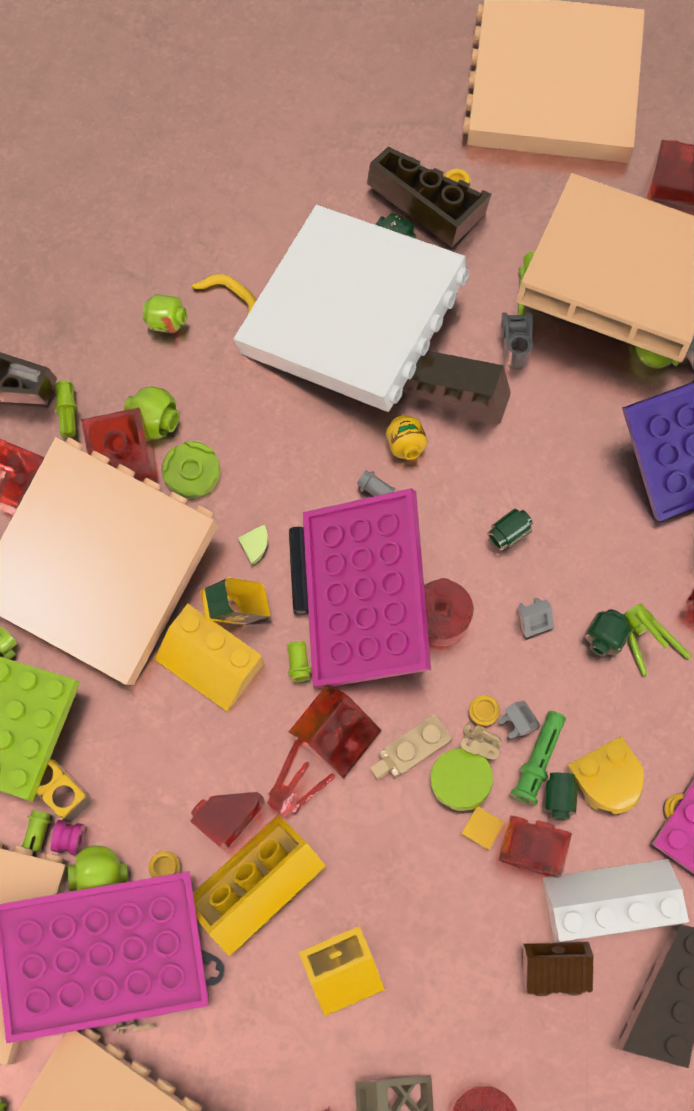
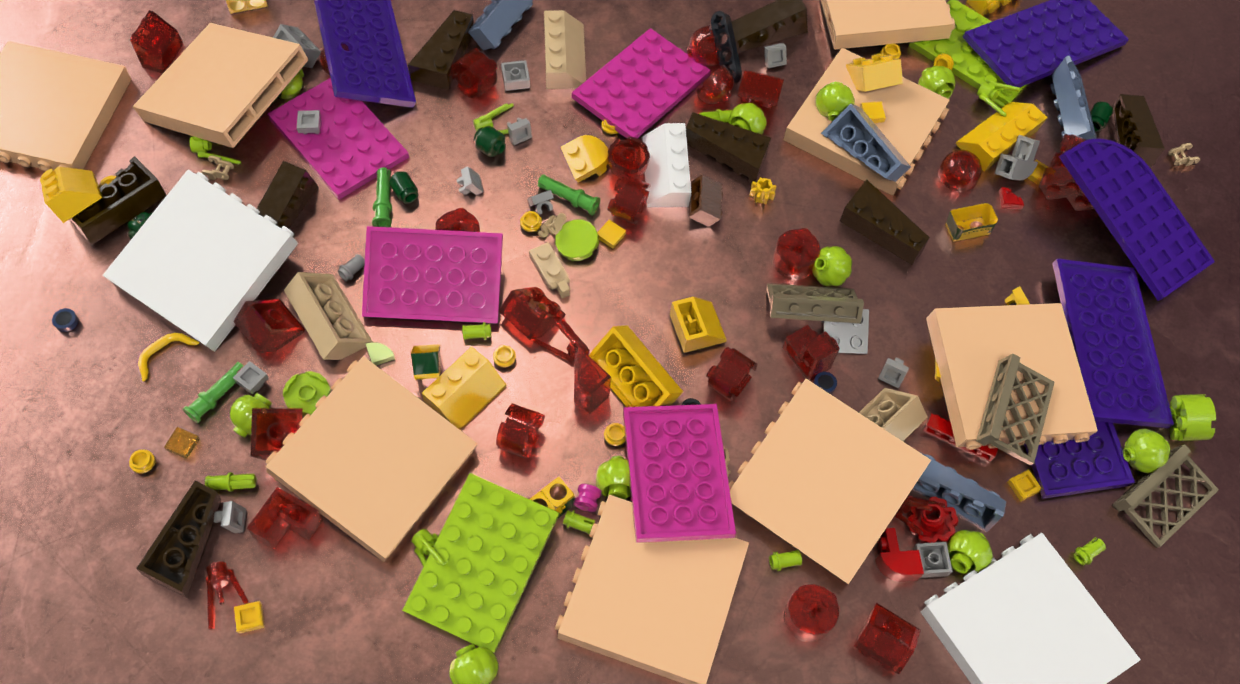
camera: 90 degrees left, 10 degrees down
(20, 420) = (231, 517): none -> light grey tile
(87, 310) = (142, 461): none -> yellow plate
(115, 346) = (182, 442): none -> clear yellow tile
(148, 736) = (519, 431): none -> clear red brick
(164, 313) = (165, 398): lime head -> none
(169, 360) = (208, 399): none -> bright green pin
(198, 400) = (250, 377): none -> light grey tile
(258, 1026) = (731, 373): none -> clear red brick
(261, 184) = (65, 320): none -> dark blue tile
(266, 703) = (504, 356): none -> yellow plate
(277, 405) = (268, 324): none -> clear red slope
(298, 570) = (405, 325): black axle -> none
(299, 471) = (327, 315): none -> tan slope
(406, 437) = (318, 241): yellow head -> none
(424, 136) = (69, 191): none -> yellow slope
(476, 507) = (382, 206): none -> bright green pin
(513, 296) = (216, 173): none -> tan piece
(517, 333) = (256, 163): dark grey piece -> none
(561, 796) = (596, 184): dark green brick -> none
(574, 433) = (349, 142): none -> dark pink plate
(583, 385) = (309, 121): none -> light grey tile
(603, 1056) = (763, 190): none -> yellow gear
(608, 838) = (628, 157): none -> clear red cylinder
(635, 671) = (519, 131): none -> light grey tile

